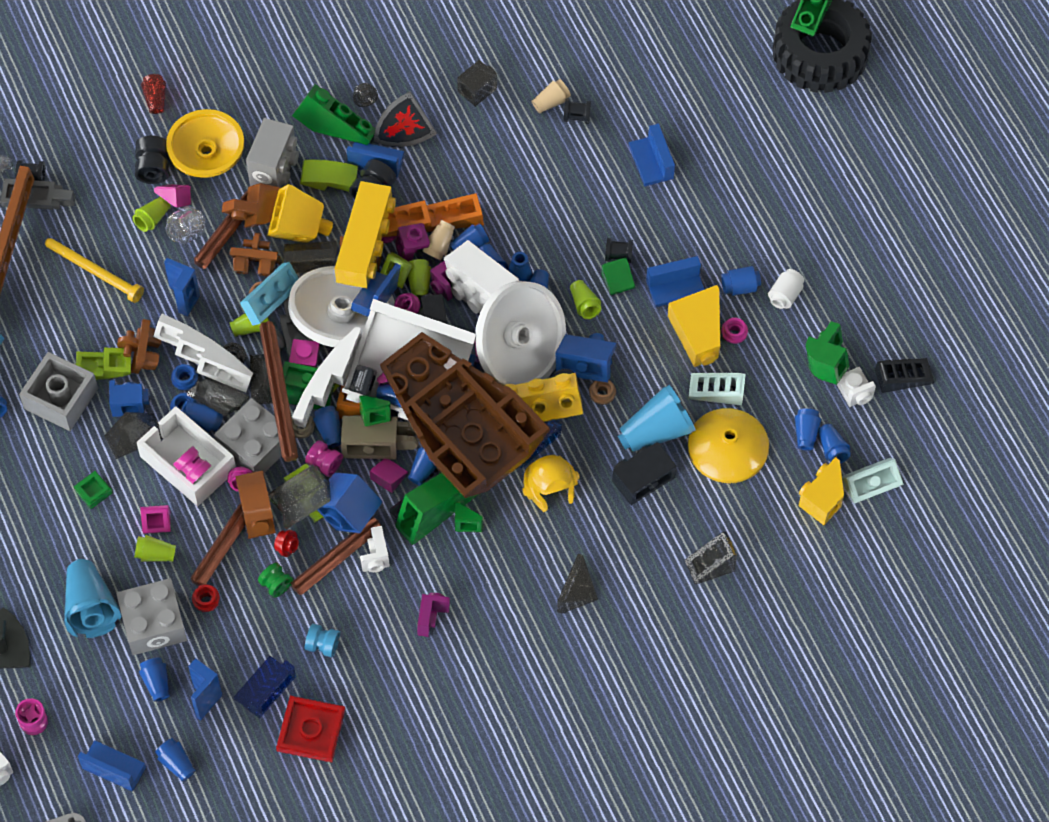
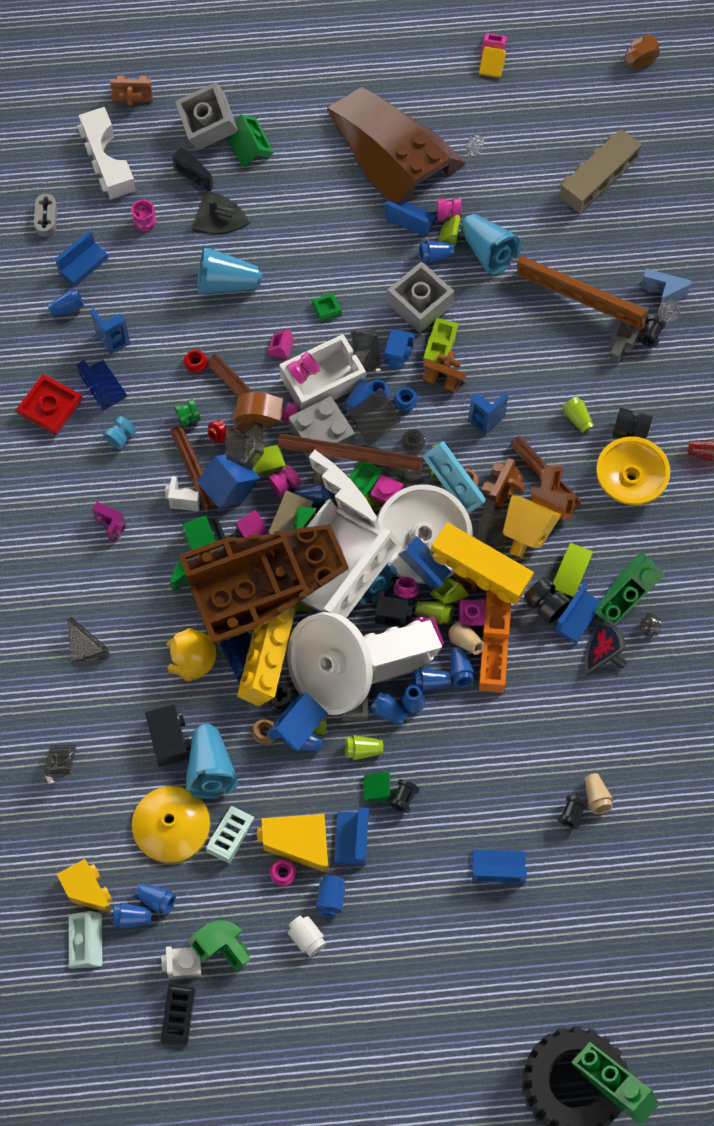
camera: 110 degrees right, 5 degrees up
(133, 291) = (502, 382): yellow bar -> none
(151, 616) = (191, 315): light grey brick -> none
(153, 550) = (252, 333): lime cone -> none
(155, 678) = (139, 307): blue cone -> none
(175, 194) = (591, 436): dark pink slope -> none
(185, 225) = (555, 436): clear head -> none
(212, 358) = (411, 417): white slope -> none
(272, 154) = (599, 519): light grey brick -> none
(363, 380) = (327, 516): black slope -> none
(477, 82) = (633, 730): clear smoke brick -> none

